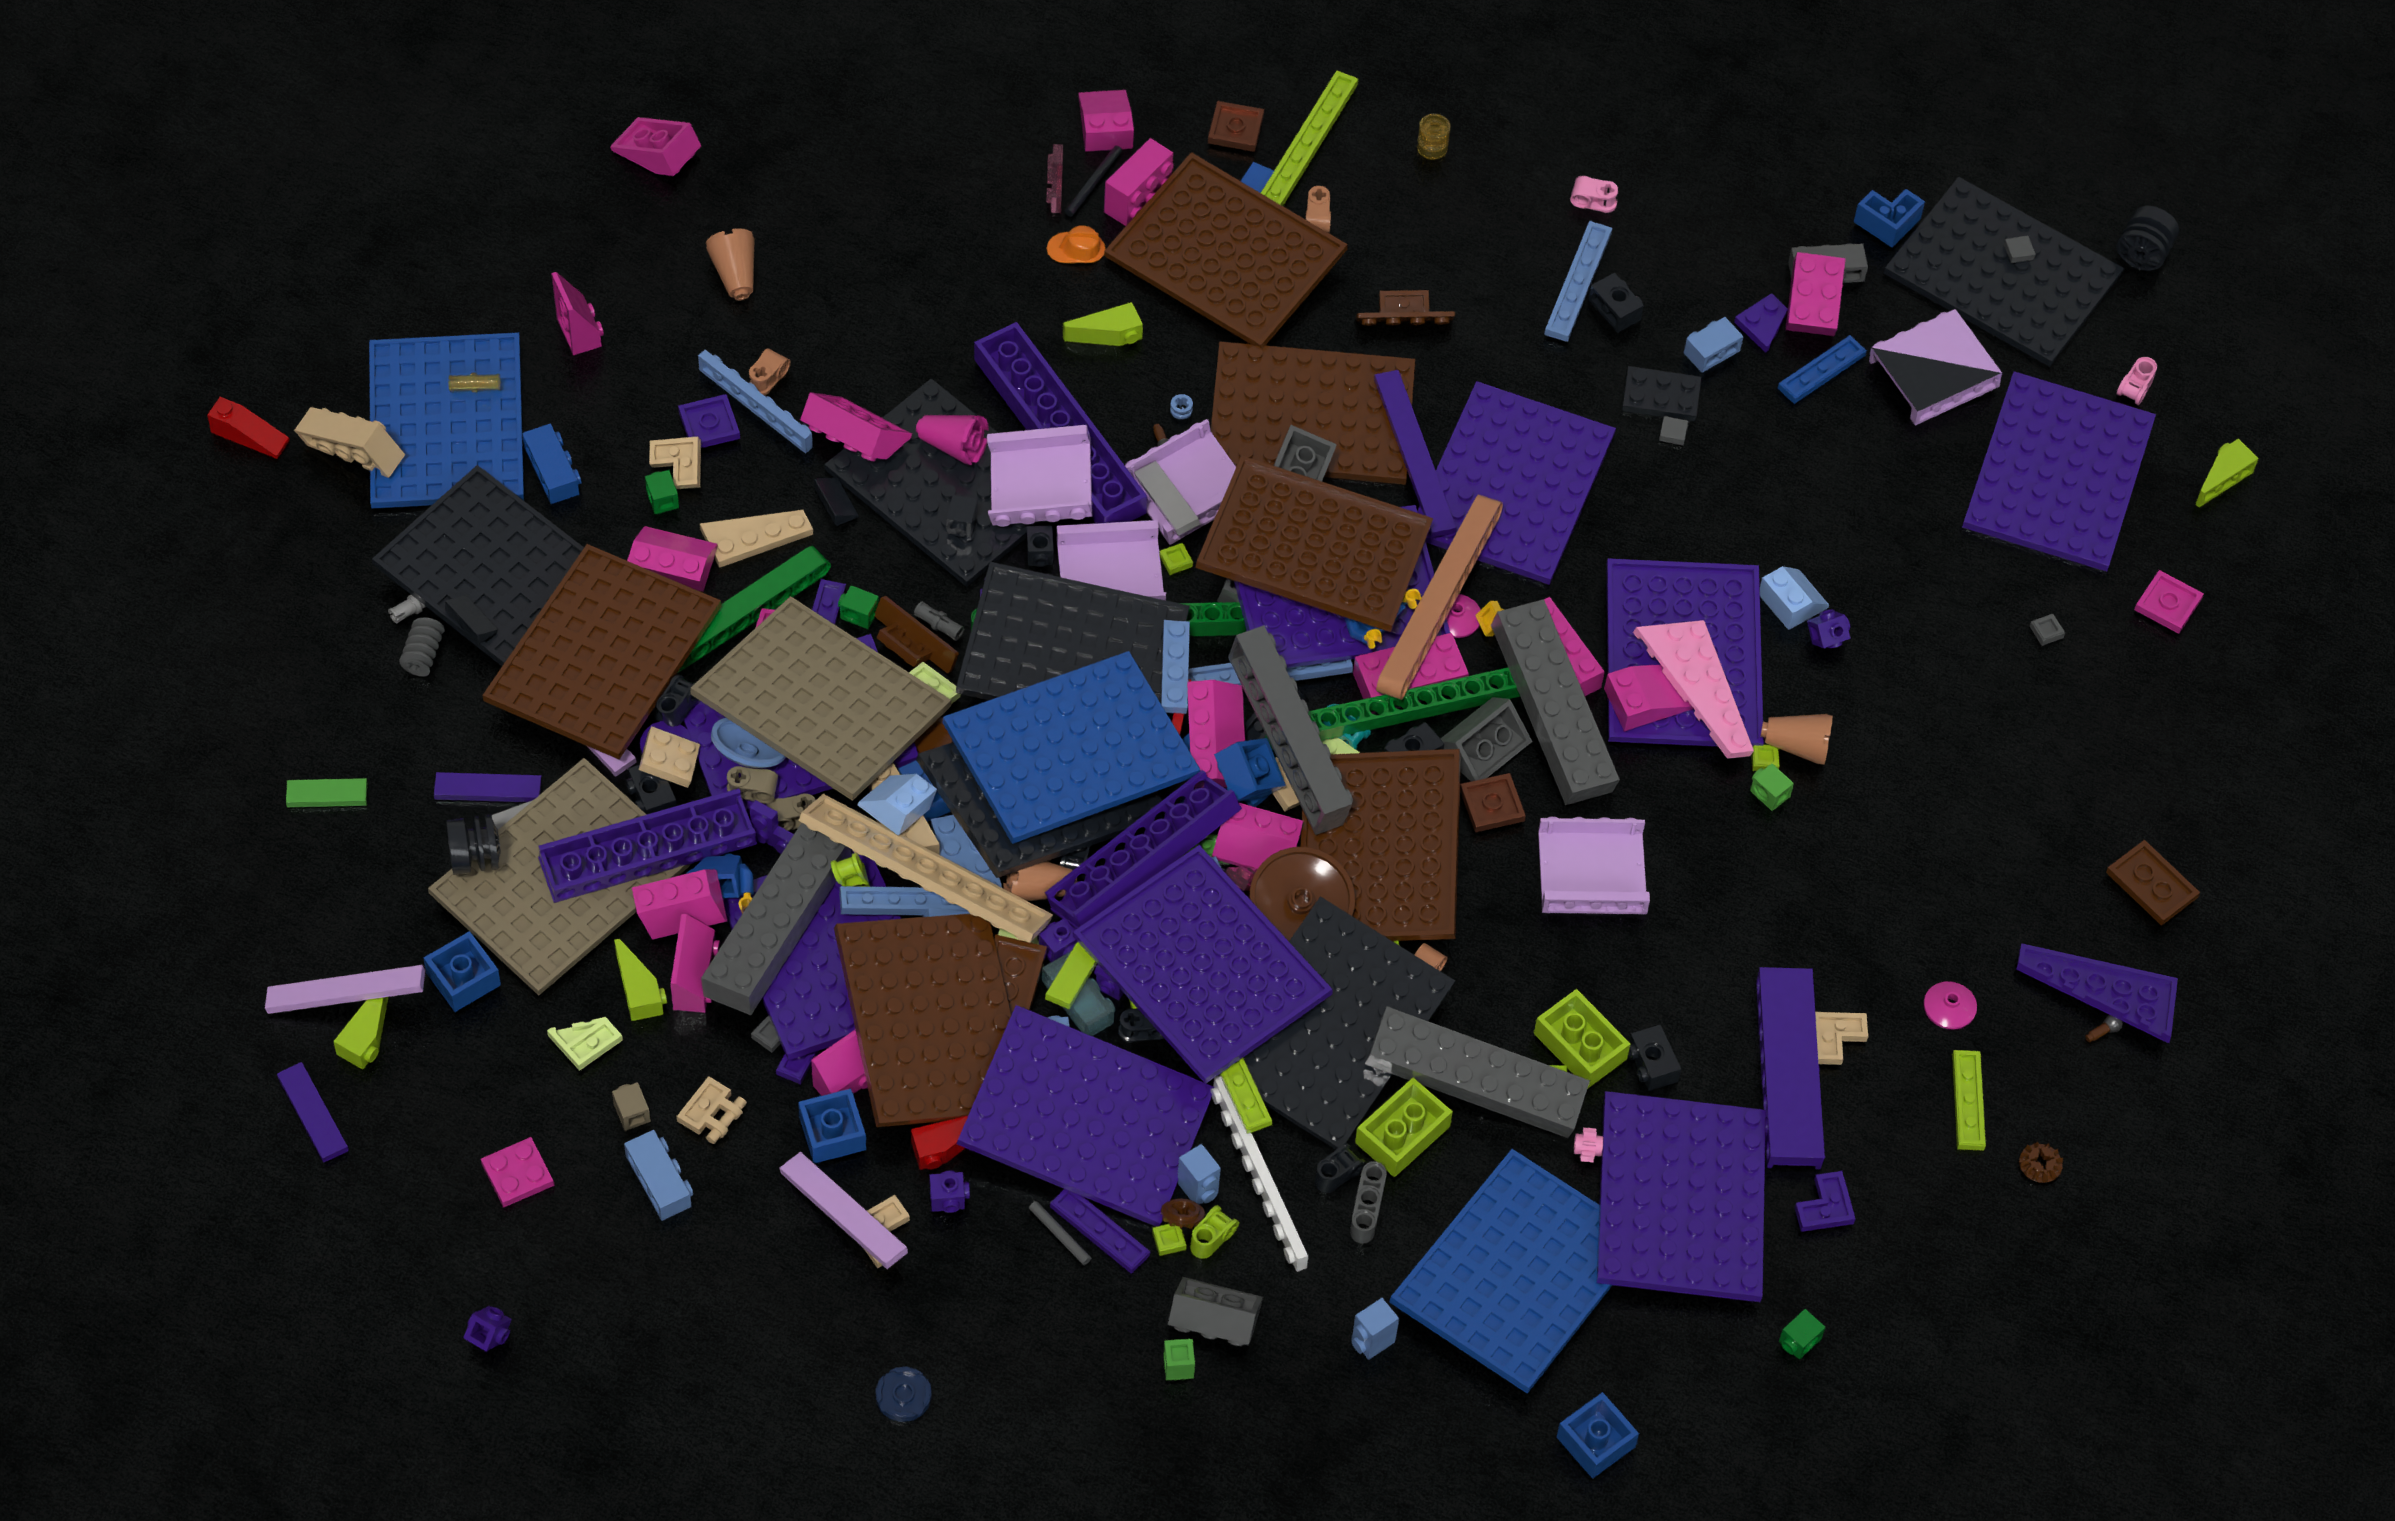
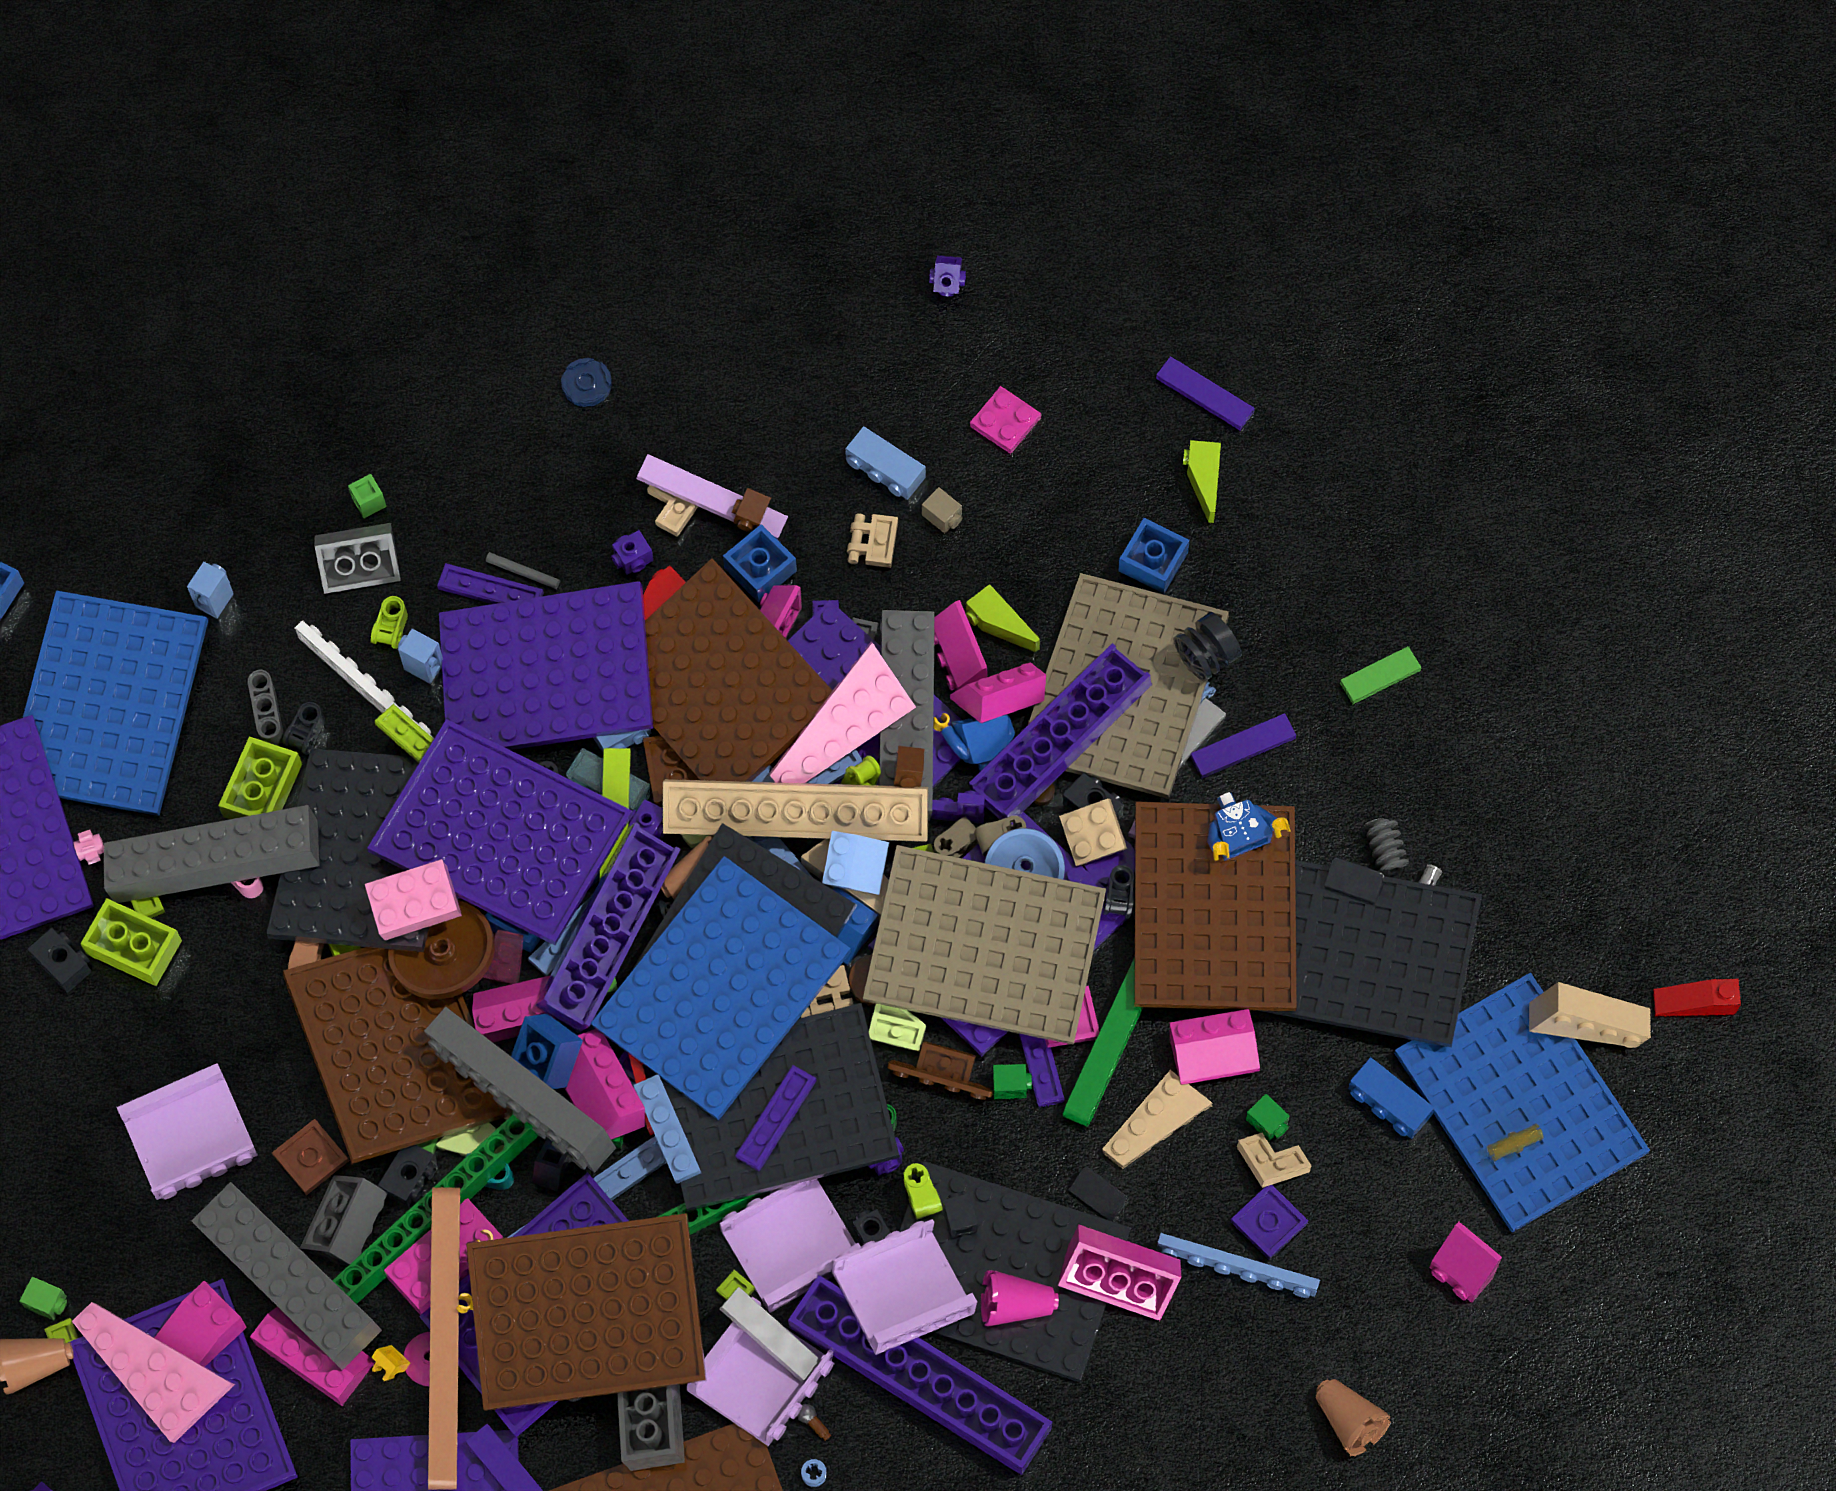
camera: 160 degrees right, 10 degrees up
(345, 989) = (1240, 492): lavender tile -> none
(544, 684) = (1241, 827): none -> blue torso
(586, 1041) = (1015, 551): yellowish green wing -> none
(768, 370) = (1246, 1311): nougat piece -> none
(806, 840) = (909, 767): none -> reddish brown brick
(814, 1171) = (750, 510): none -> reddish brown brick
(842, 906) = (851, 715): none -> bright pink wing
(939, 621) = (927, 1105): dark grey pin -> none
(984, 547) = (921, 1195): none -> lime piece
(1078, 632) = (776, 1118): none -> dark purple tile
(1168, 1239) = (427, 607): lime tile -> none
(1182, 1213) = (433, 619): reddish brown gear -> none
(1311, 918) = (413, 899): none -> bright pink brick

